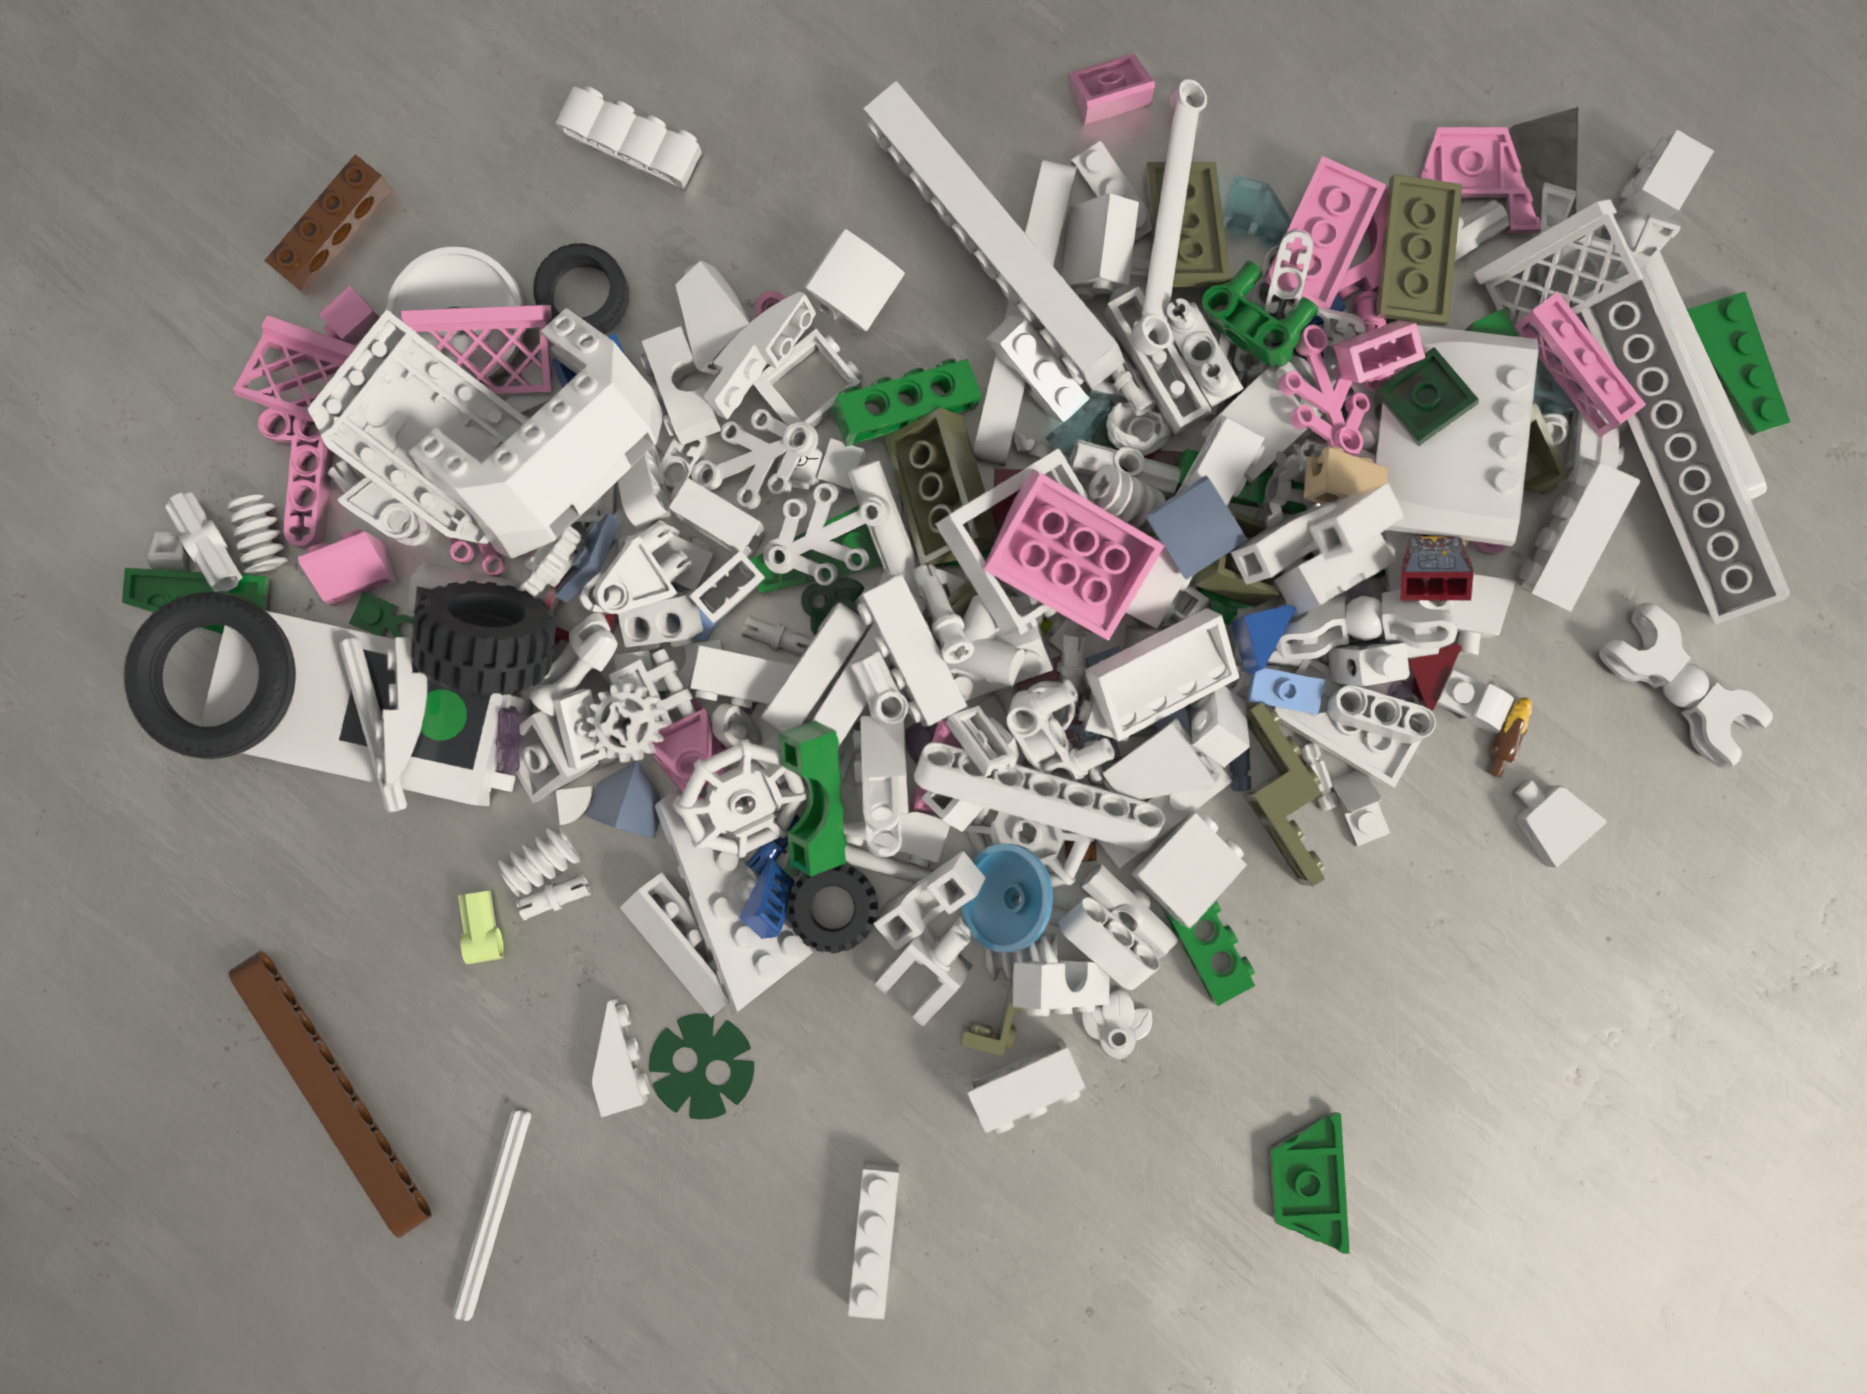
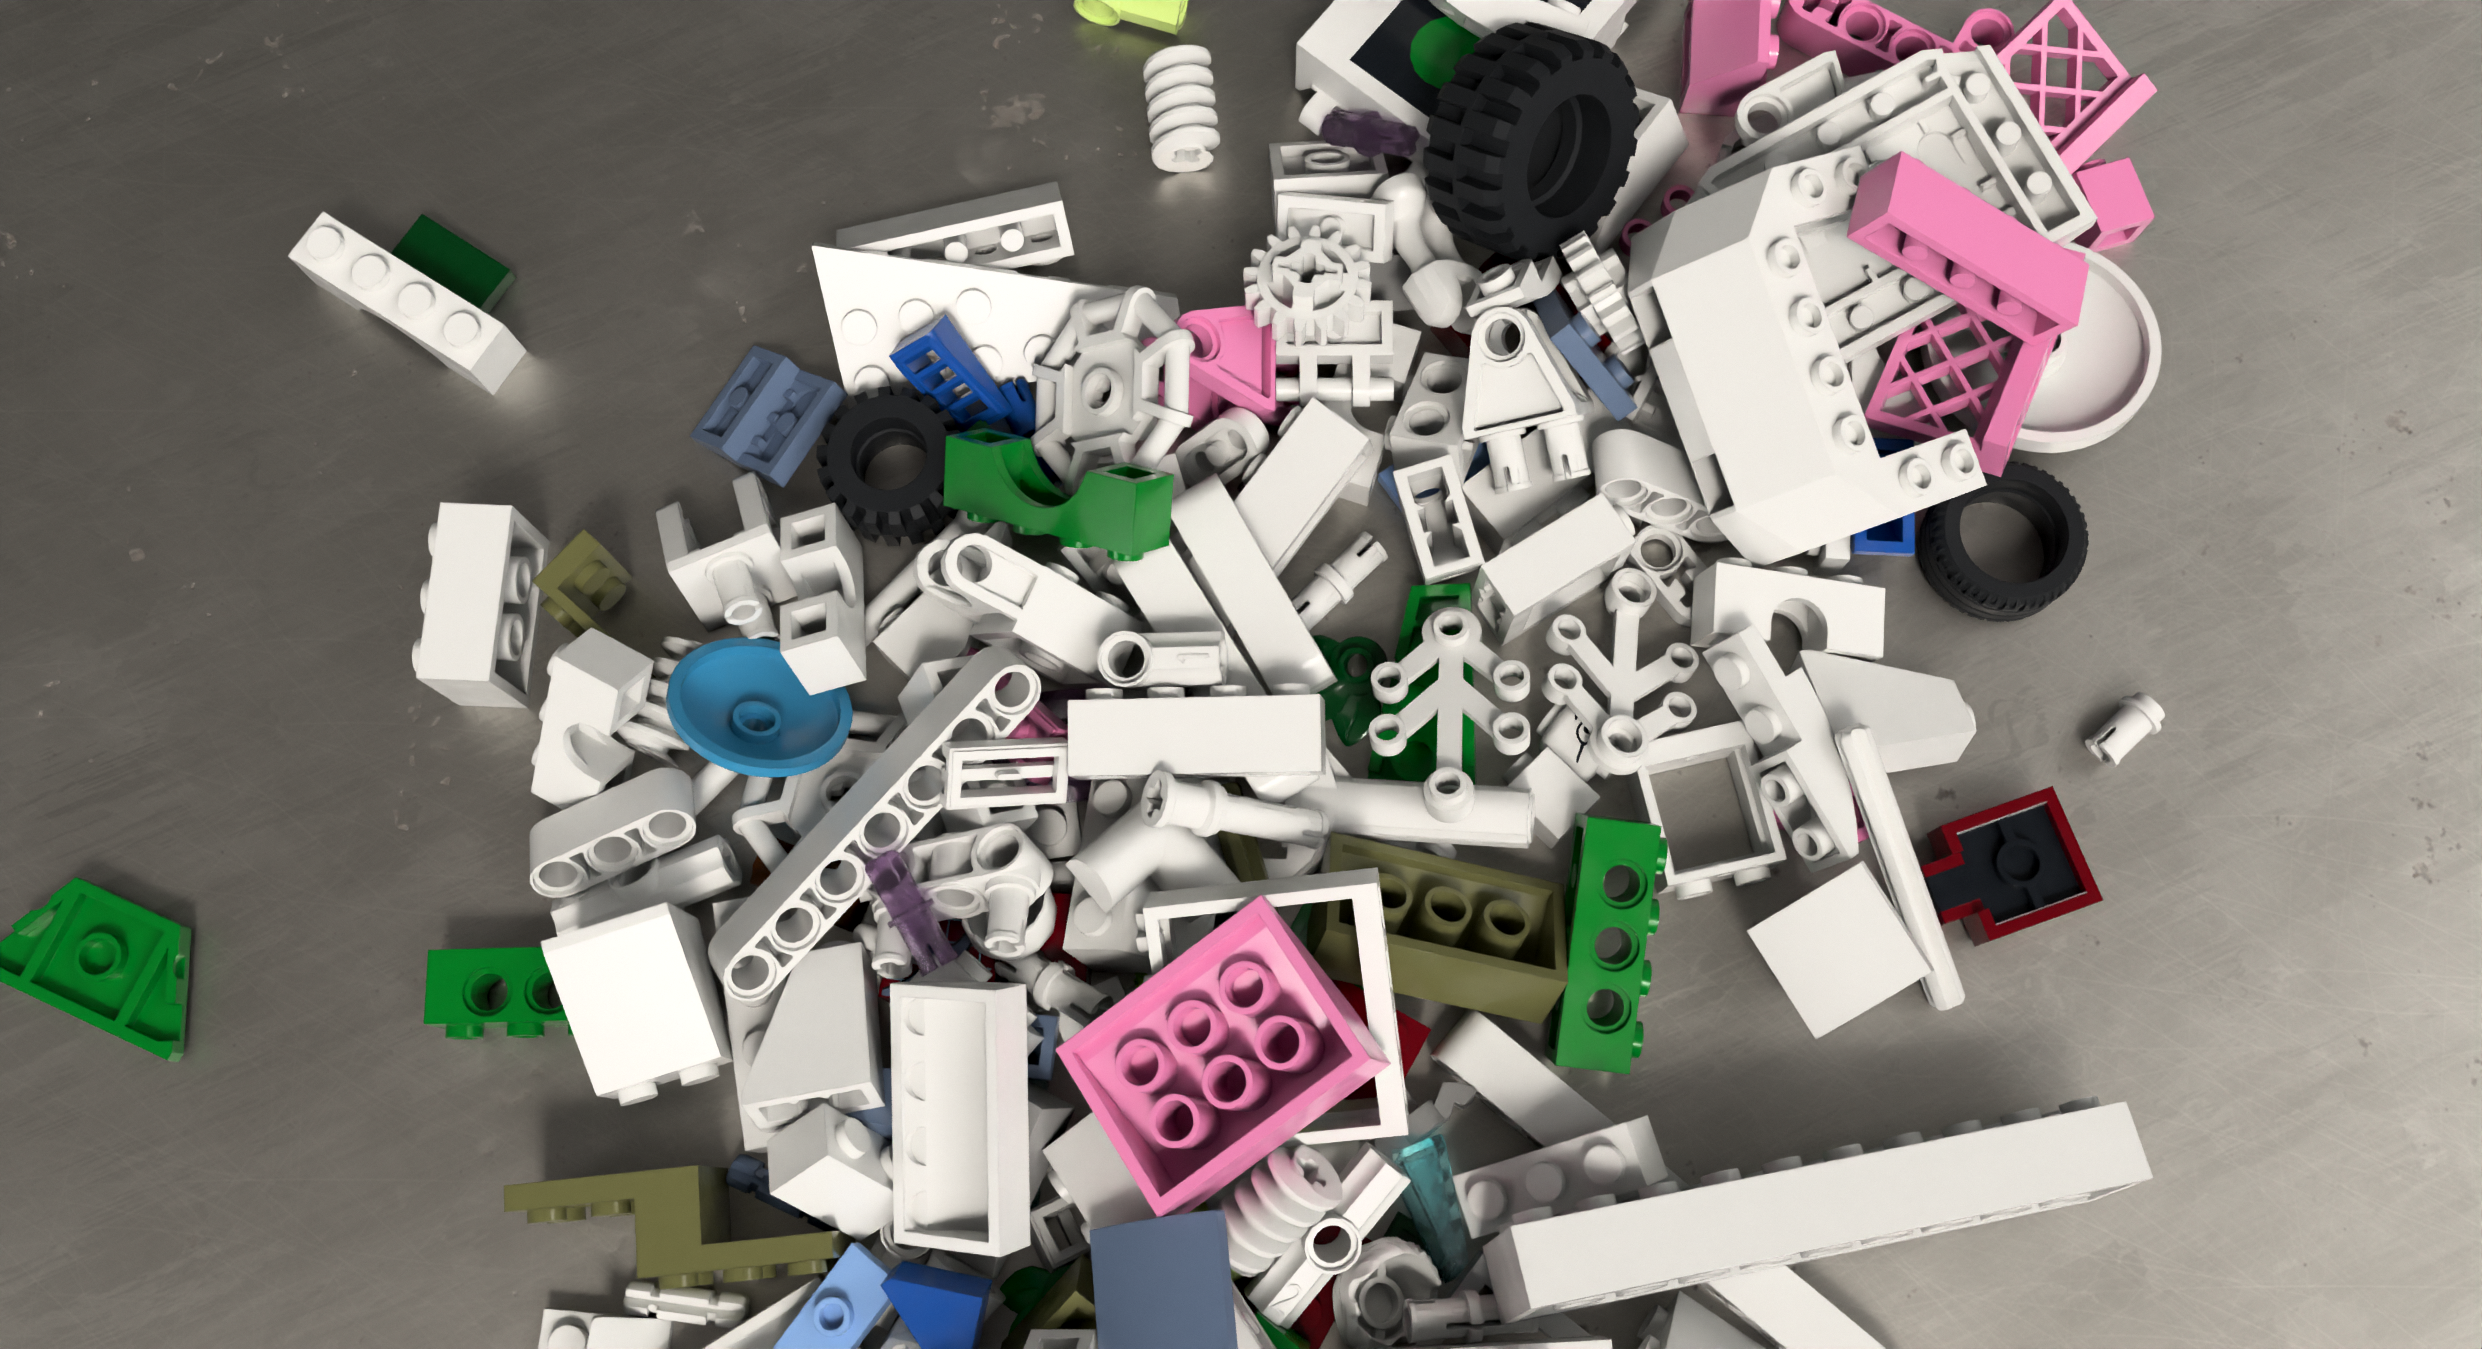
camera: 120 degrees right, 10 degrees down
(329, 223) = (2263, 237): reddish brown brick -> none
(378, 616) = (1647, 53): green plate -> none
(443, 368) = (1968, 249): none -> bright pink brick
(553, 897) = (1121, 109): white pin -> none
(573, 803) = (1240, 194): white tile -> none
(575, 605) = (1514, 285): none -> white slope
(616, 1071) = (834, 79): white slope -> none
(627, 801) = (1197, 258): sand blue slope -> none
(629, 137) = (2225, 727): white brick -> none
(653, 187) = (2125, 728): none -> white pin
(698, 1036) = (772, 157): dark green piece -> none
(763, 217) = (2008, 868): none -> piece
(790, 271) = (1898, 861): none -> white axle
(836, 997) = (768, 415): none -> sand blue slope
(837, 1232) = (454, 263): none -> dark green tile
(1077, 750) = (909, 911): none -> clear purple axle
(1117, 1018) = (504, 800): white plate -> none

